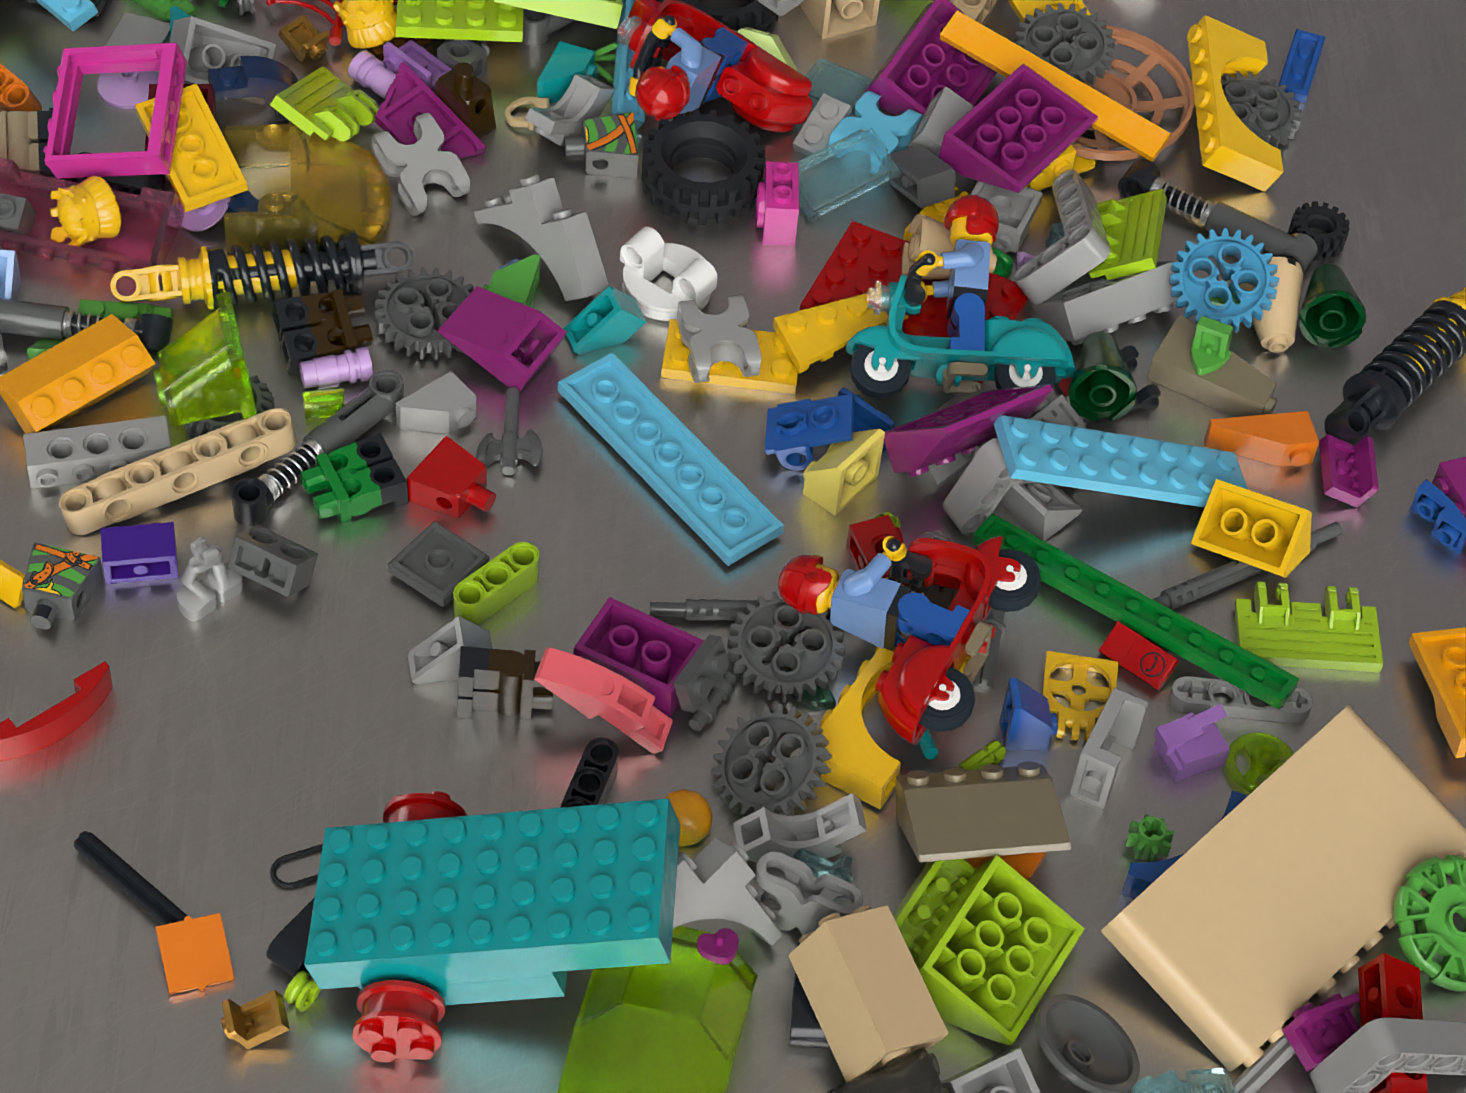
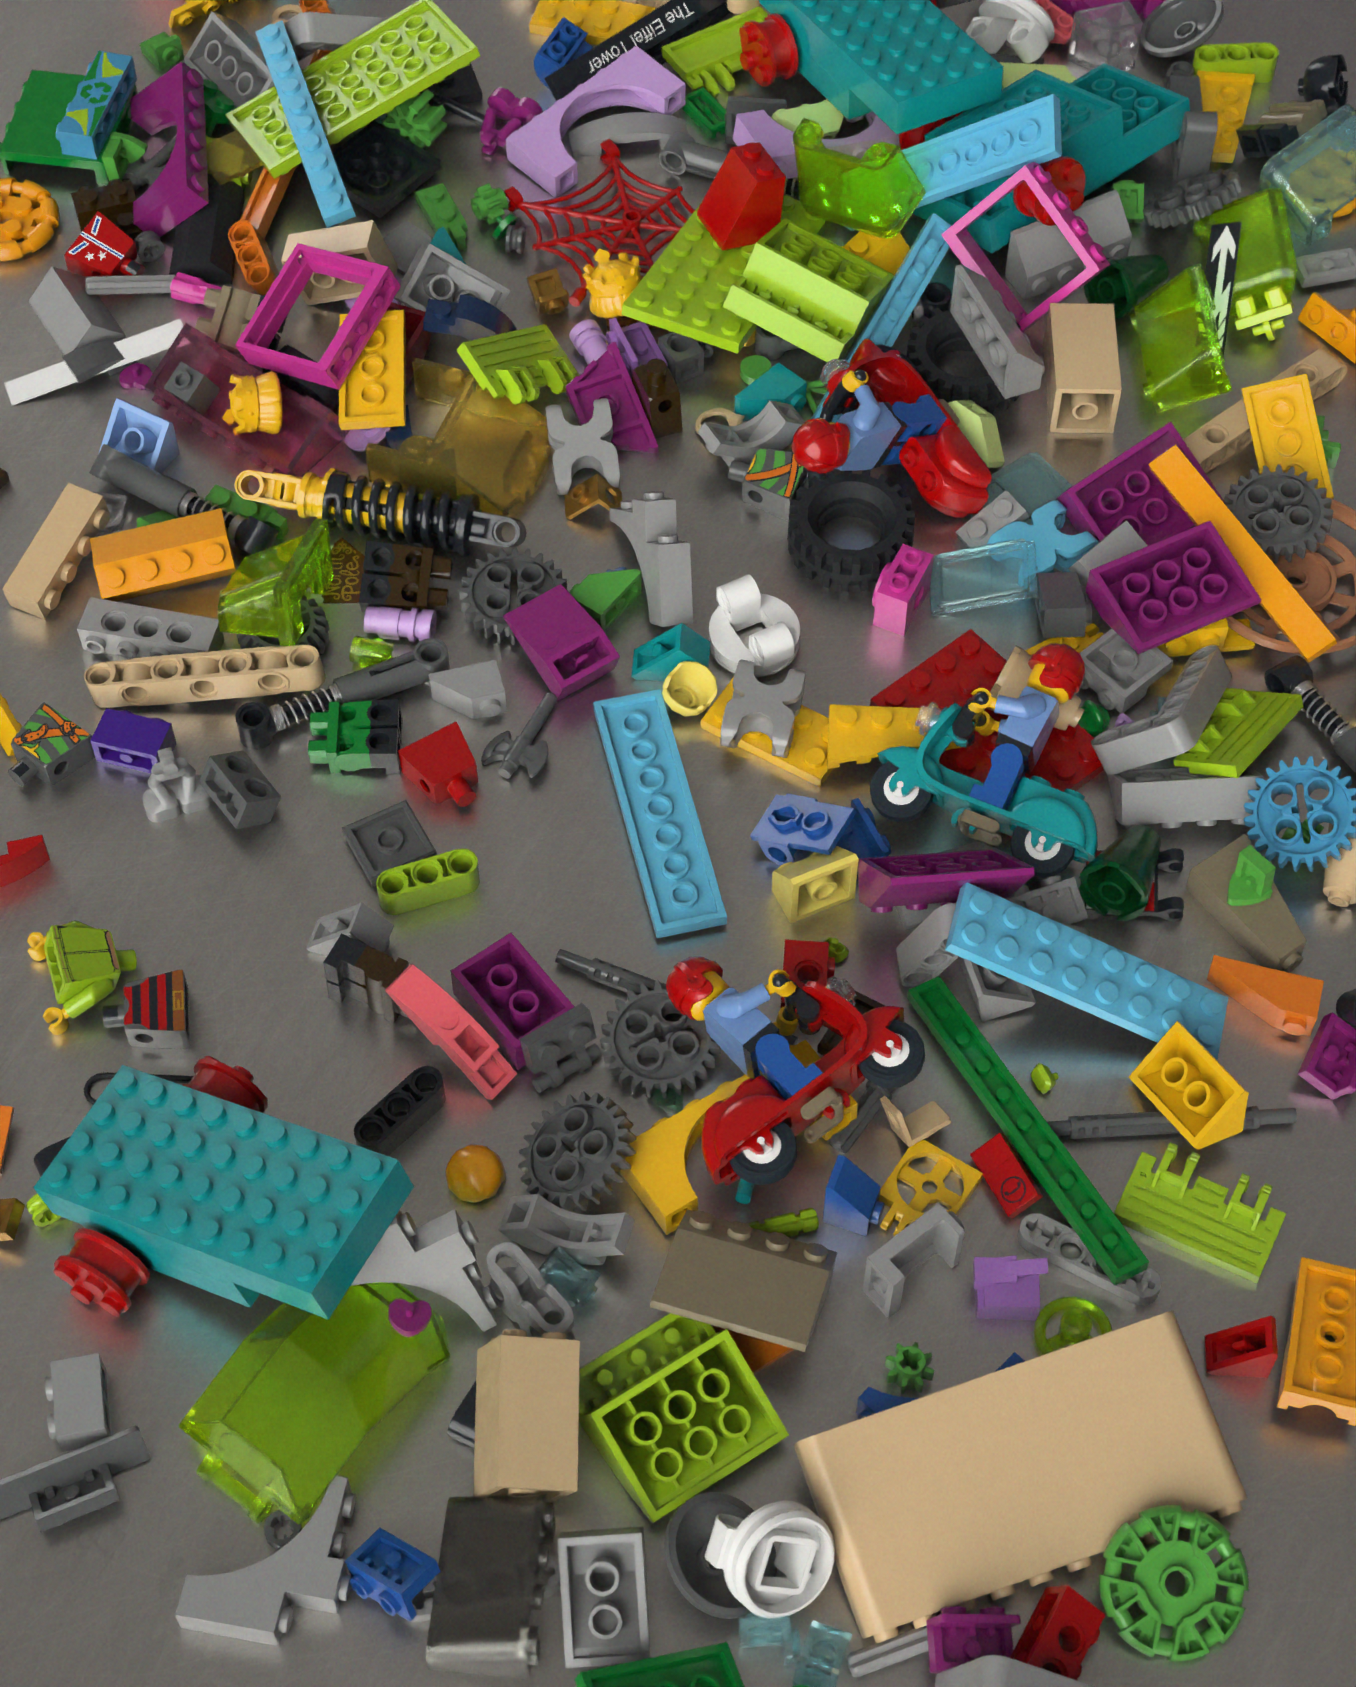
camera: 30 degrees right, 5 degrees up
(95, 88) = (354, 240): none -> tan brick
(211, 765) = (81, 967): none -> lime torso
(257, 346) = (347, 575): none -> reddish brown sticker
(305, 784) = (153, 1012): none -> torso
(447, 207) = (589, 494): none -> pearl gold bracket
(534, 56) = (753, 367): none -> bright green tile
(639, 343) = (689, 688): none -> light yellow hair
(1040, 641) = (918, 1124): none -> tan bracket
(1121, 569) = (1043, 1078): none -> lime rock
(1140, 1008) = (744, 1549): none -> white piece
(1408, 721) = (1243, 1349): none -> red slope

